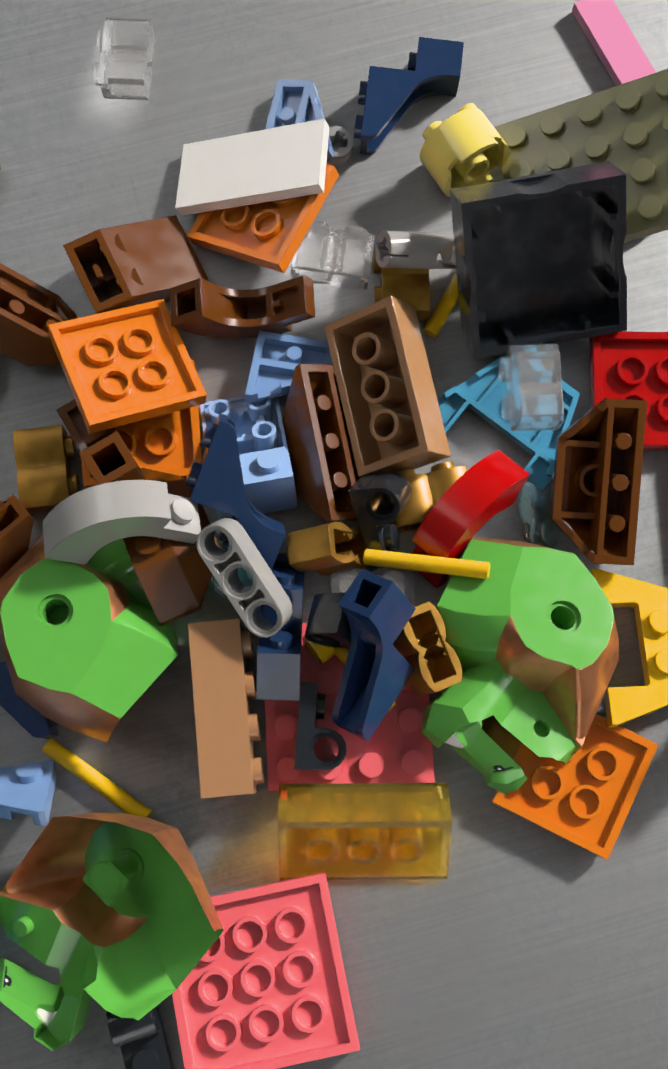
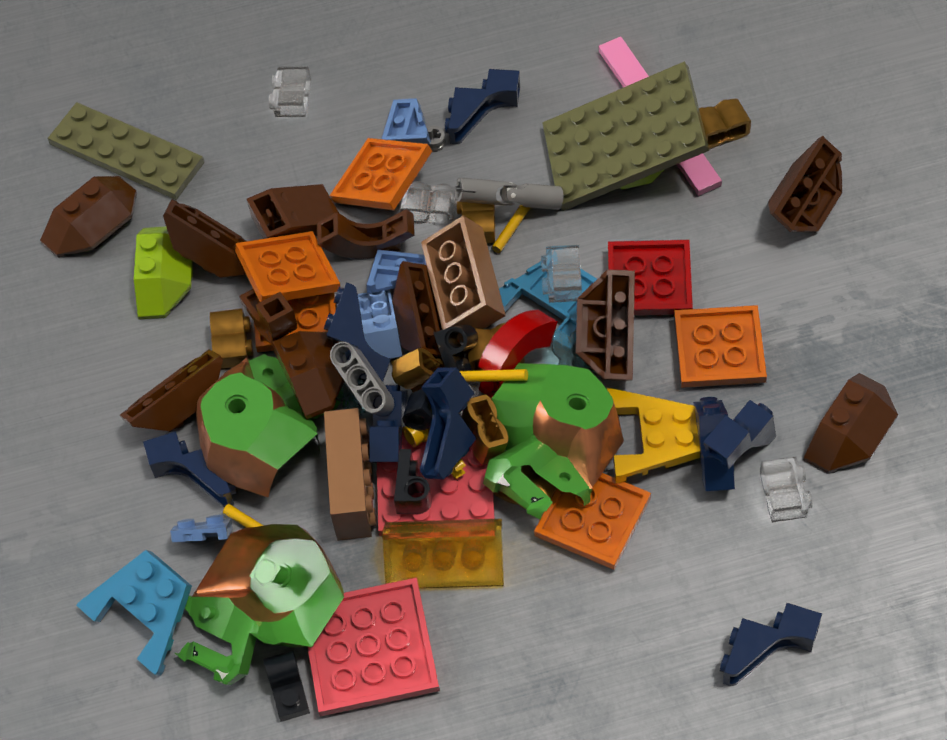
camera: 10 degrees right, 20 degrees down
(117, 511) = (276, 338): light grey arch -> none
(253, 167) = (374, 150): white tile -> none
(462, 149) = (518, 136): light yellow brick -> none
(541, 258) = (565, 192): black tile -> none

